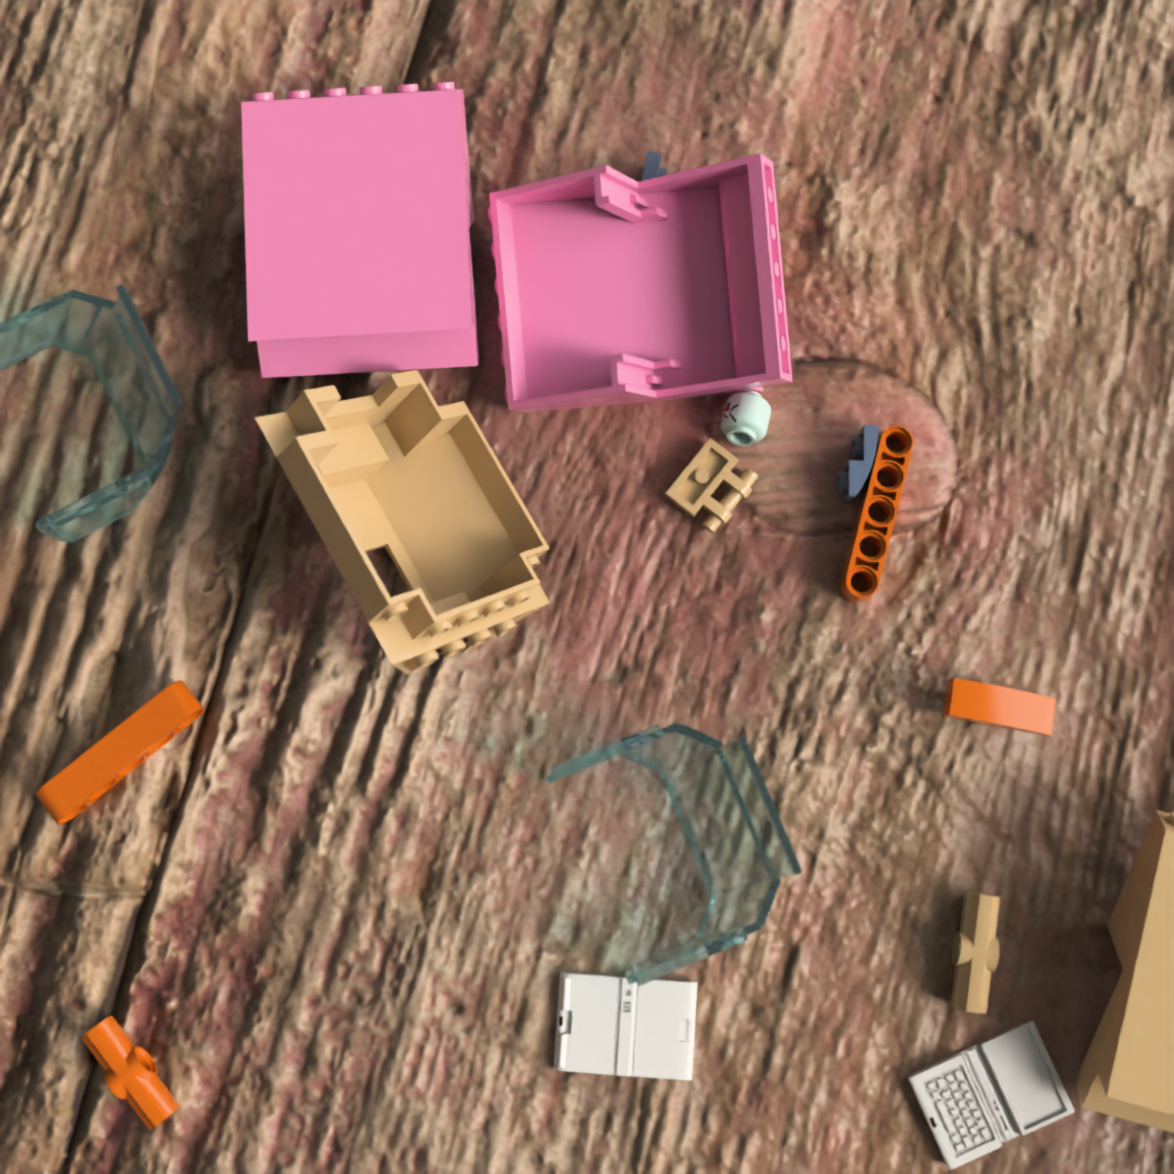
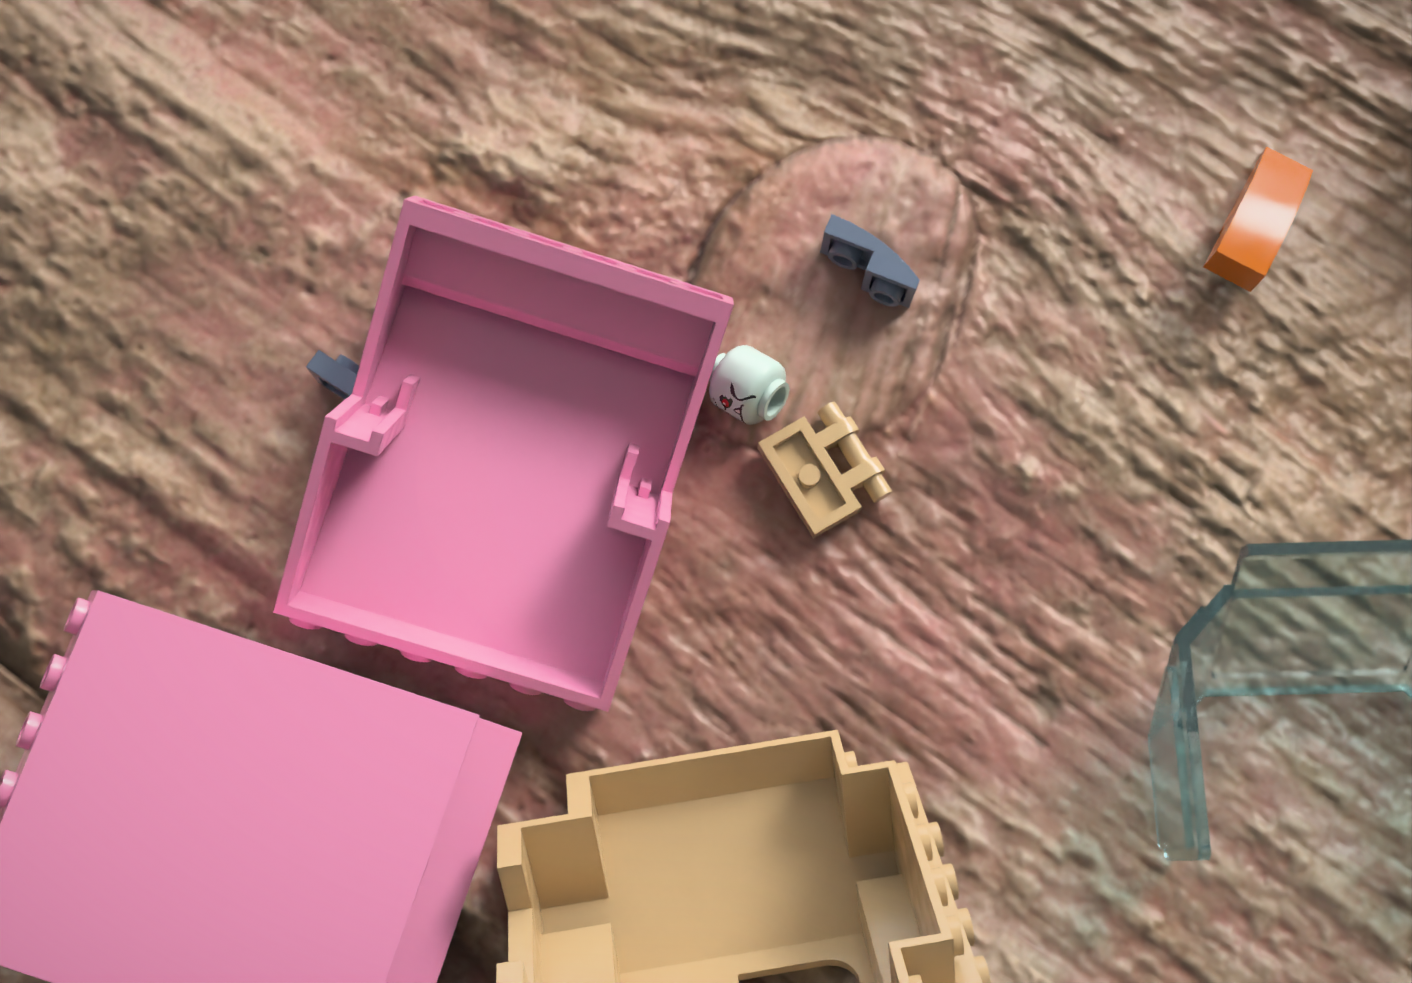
camera: 75 degrees left, 5 degrees down
(885, 499) = (976, 269): orange beam -> none

